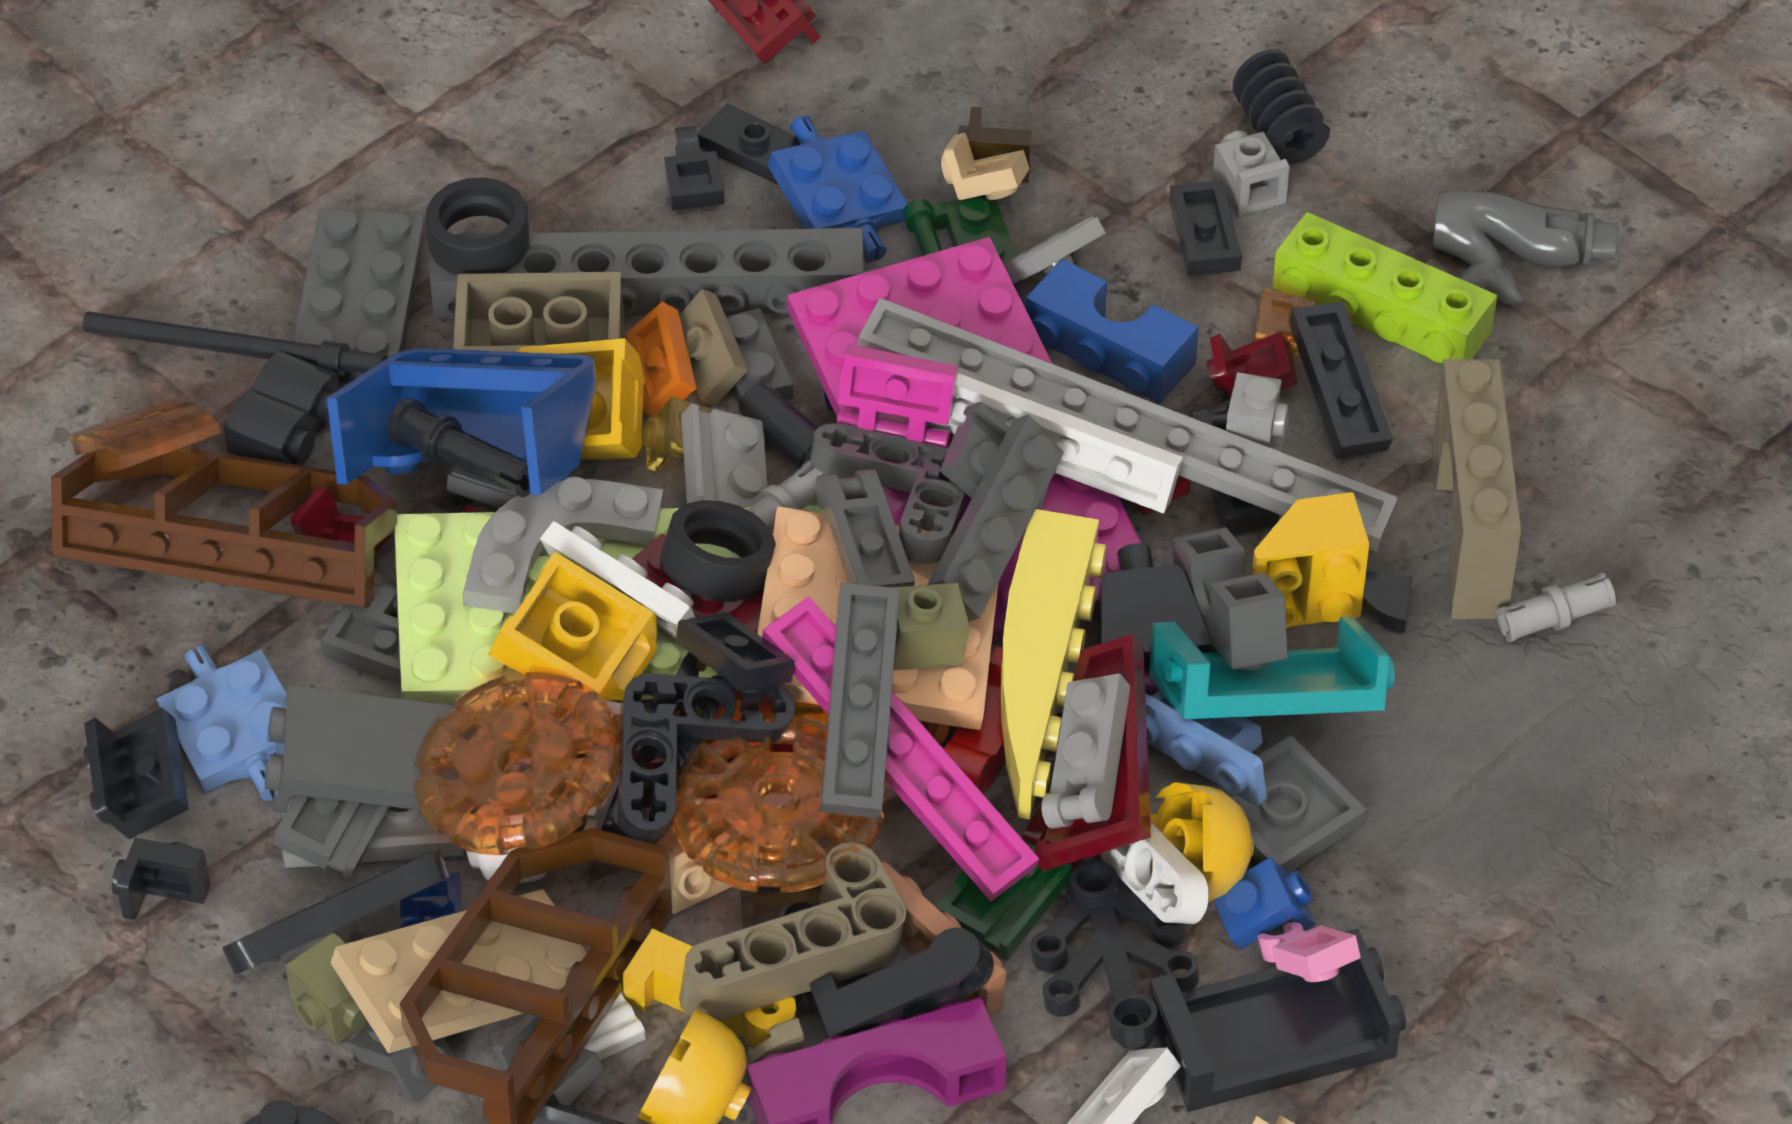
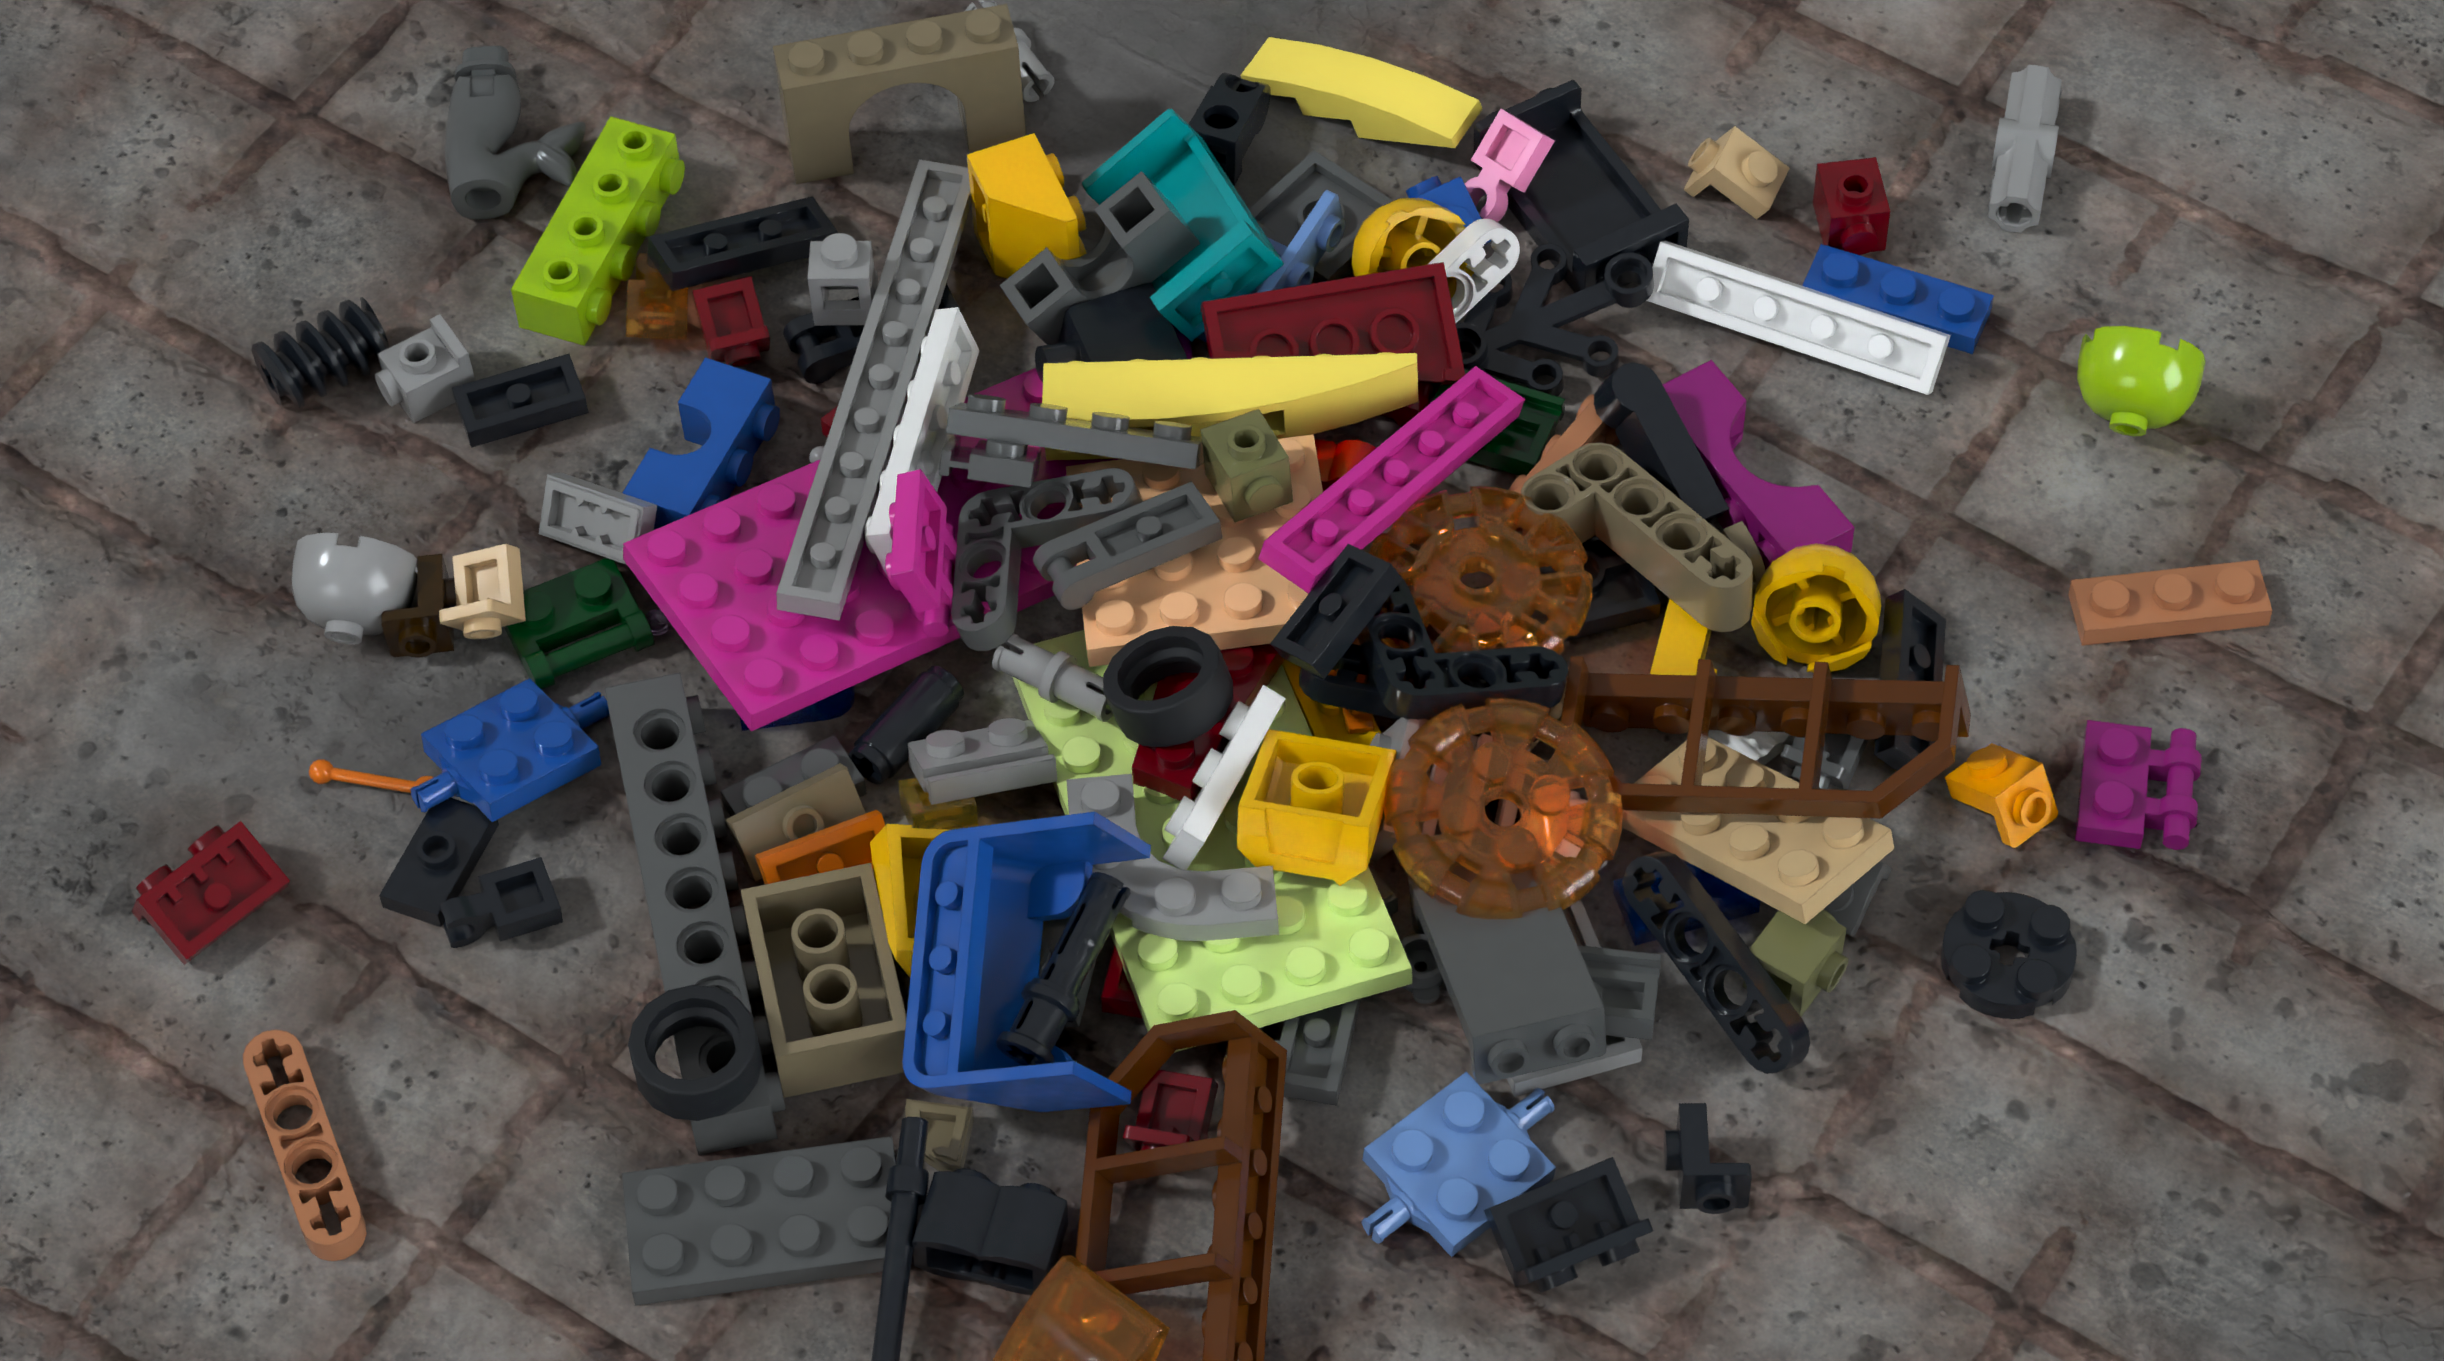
camera: 100 degrees left, 5 degrees up
(524, 57) = (304, 1144): none -> nougat beam
(860, 700) = (1379, 482): dark grey plate -> none
(862, 88) = (322, 771): none -> orange hinge
(1023, 94) = (349, 585): none -> light grey cylinder
(1087, 751) = (1355, 323): light grey plate -> none
(1421, 752) = (1231, 118): none -> black leg
(1436, 863) = (1373, 94): none -> light yellow slope

